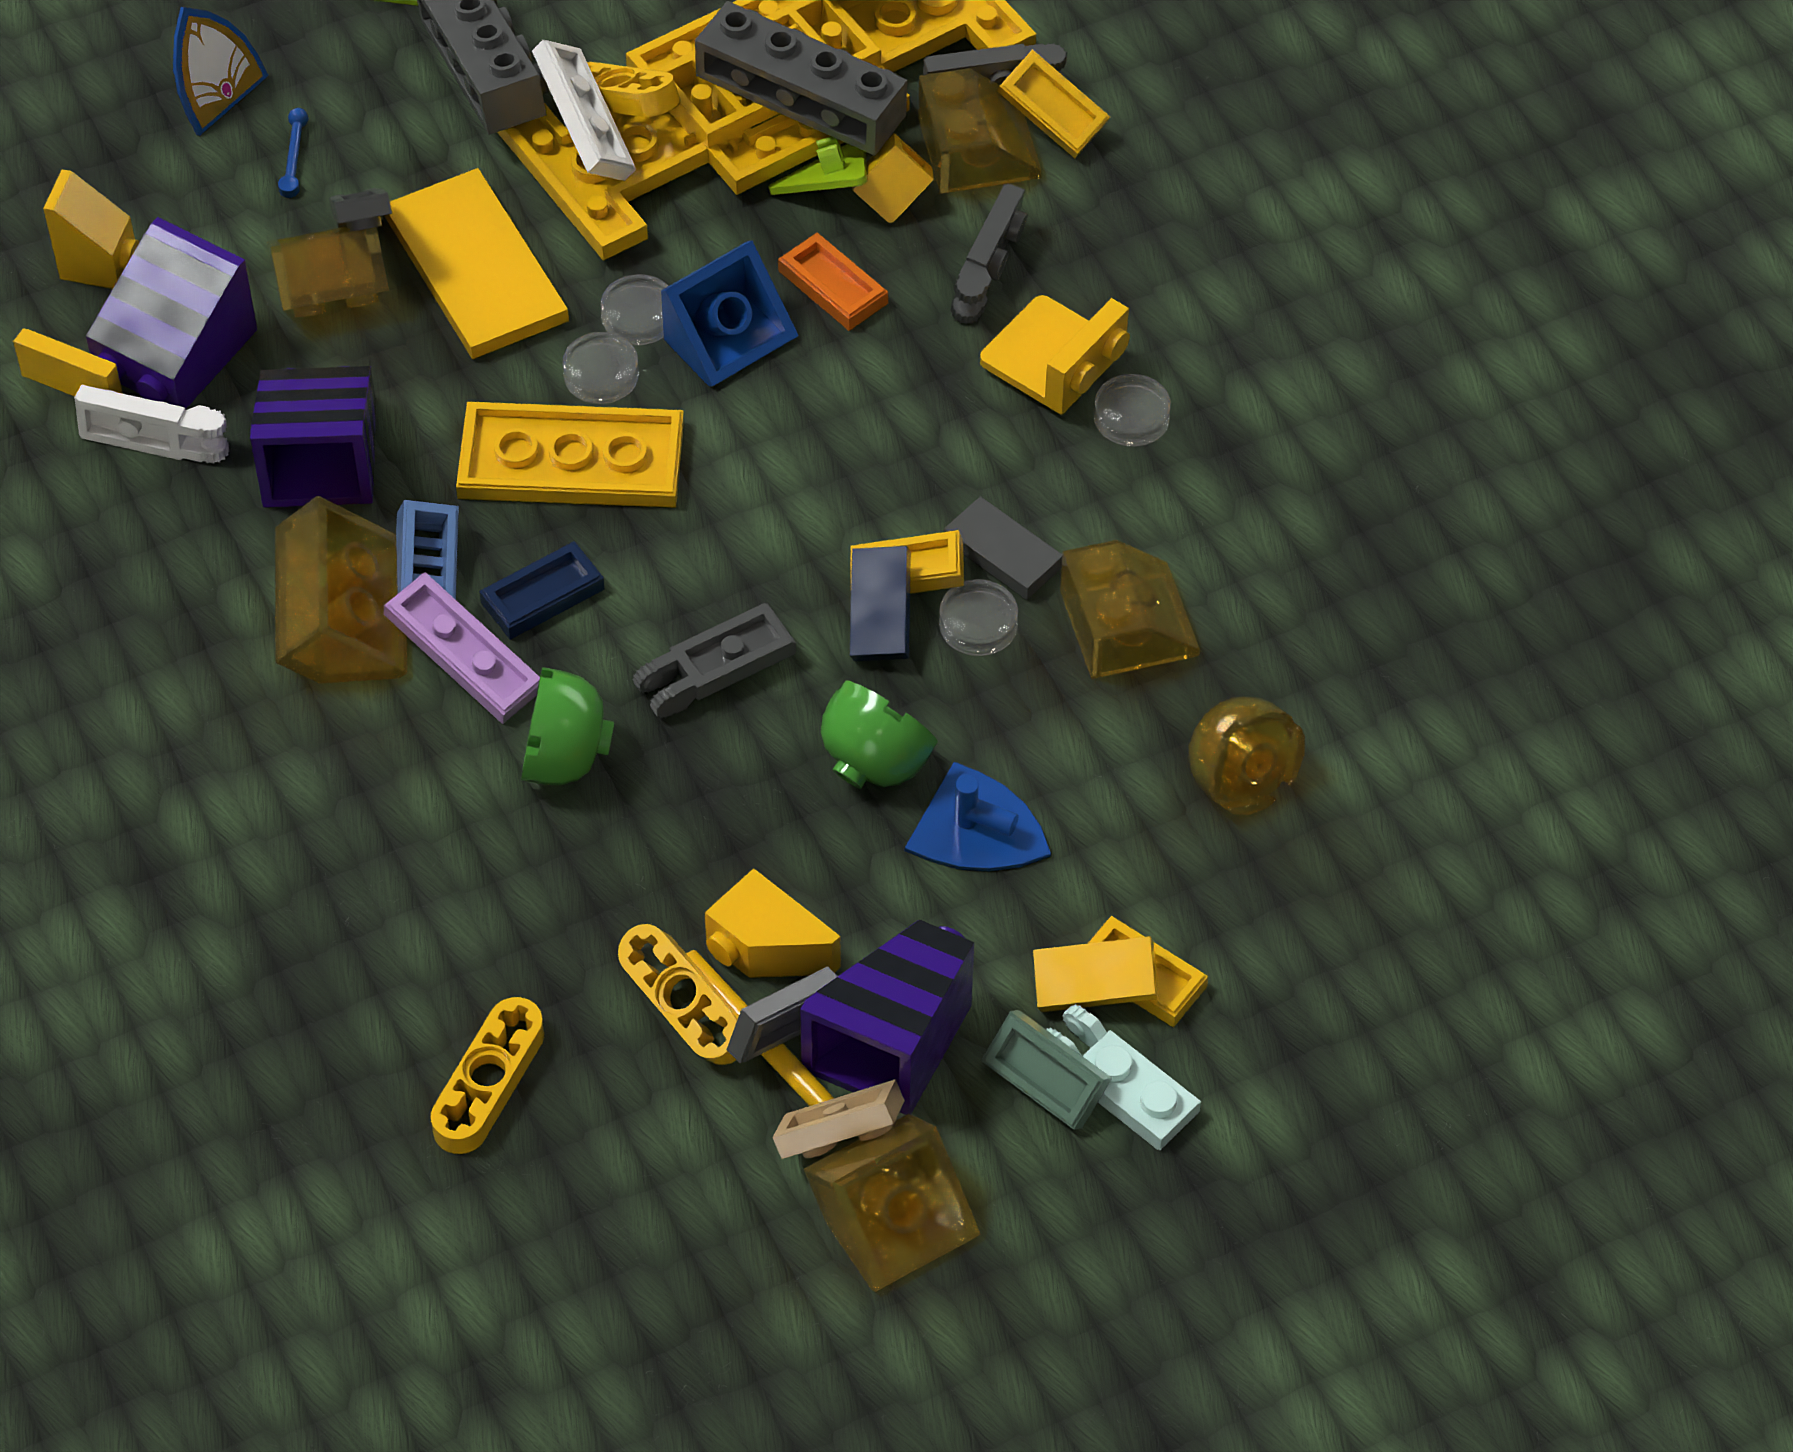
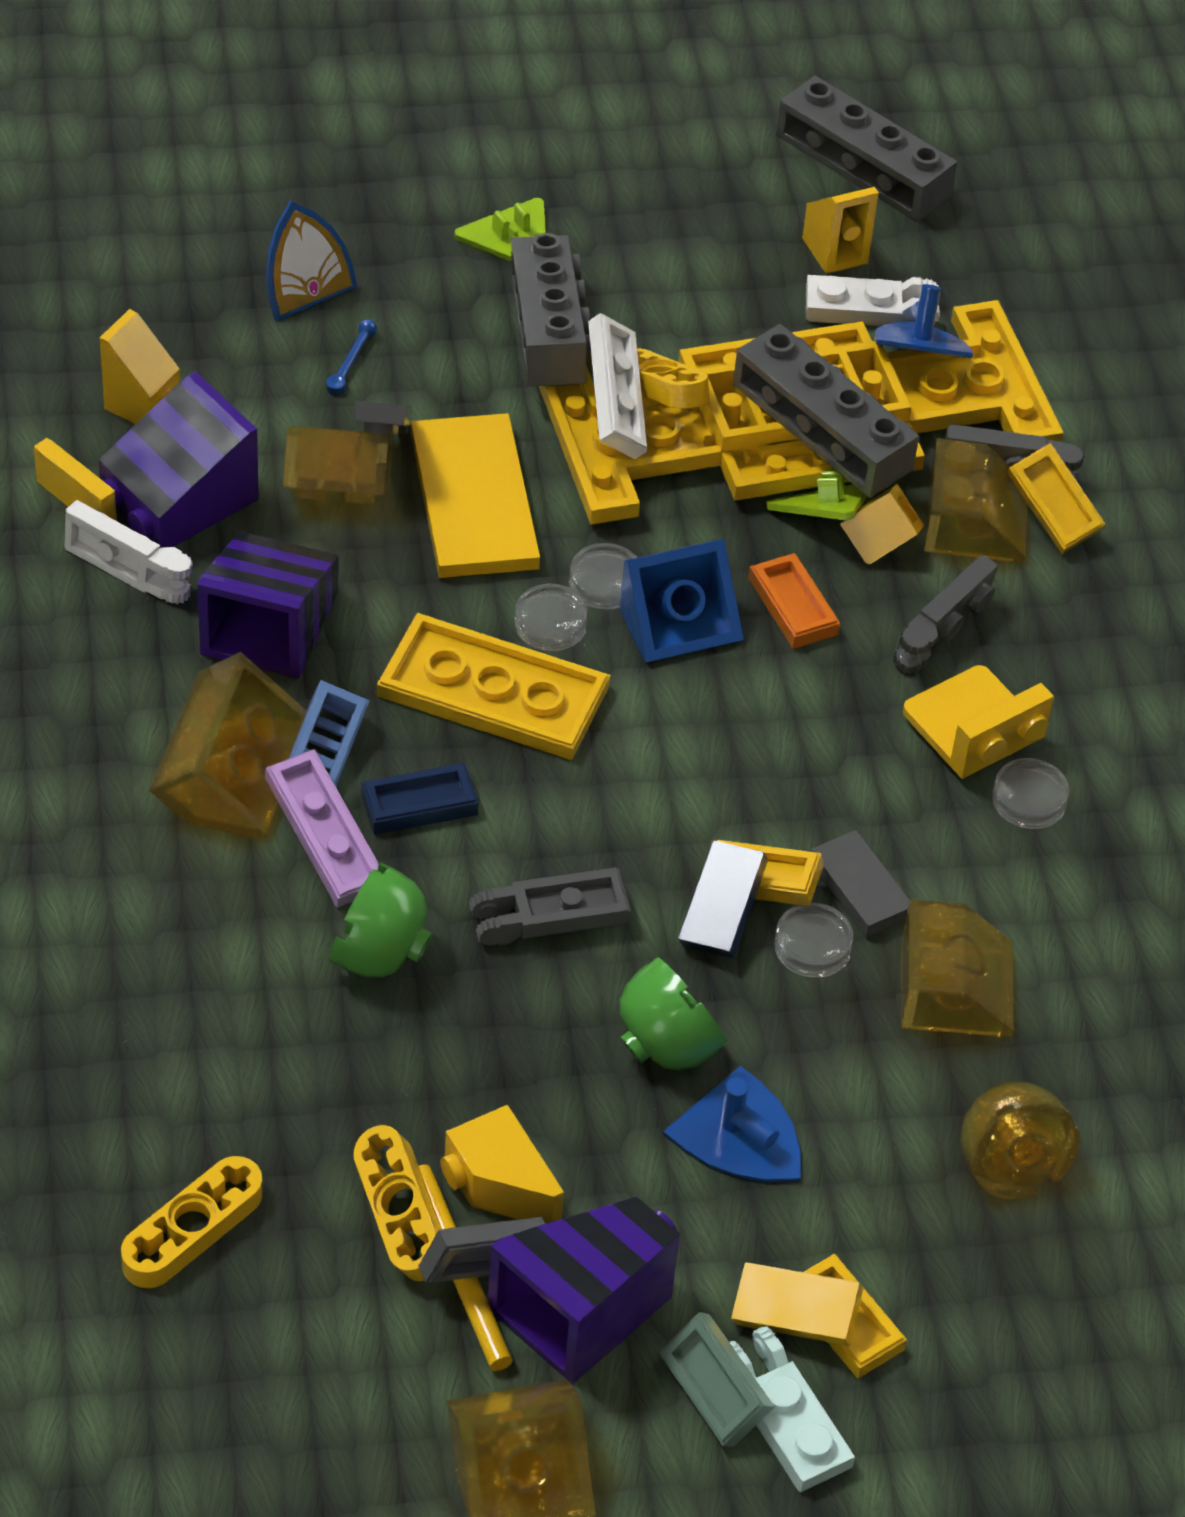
camera: 15 degrees right, 5 degrees down
(822, 1125) = (480, 1365): tan plate -> none

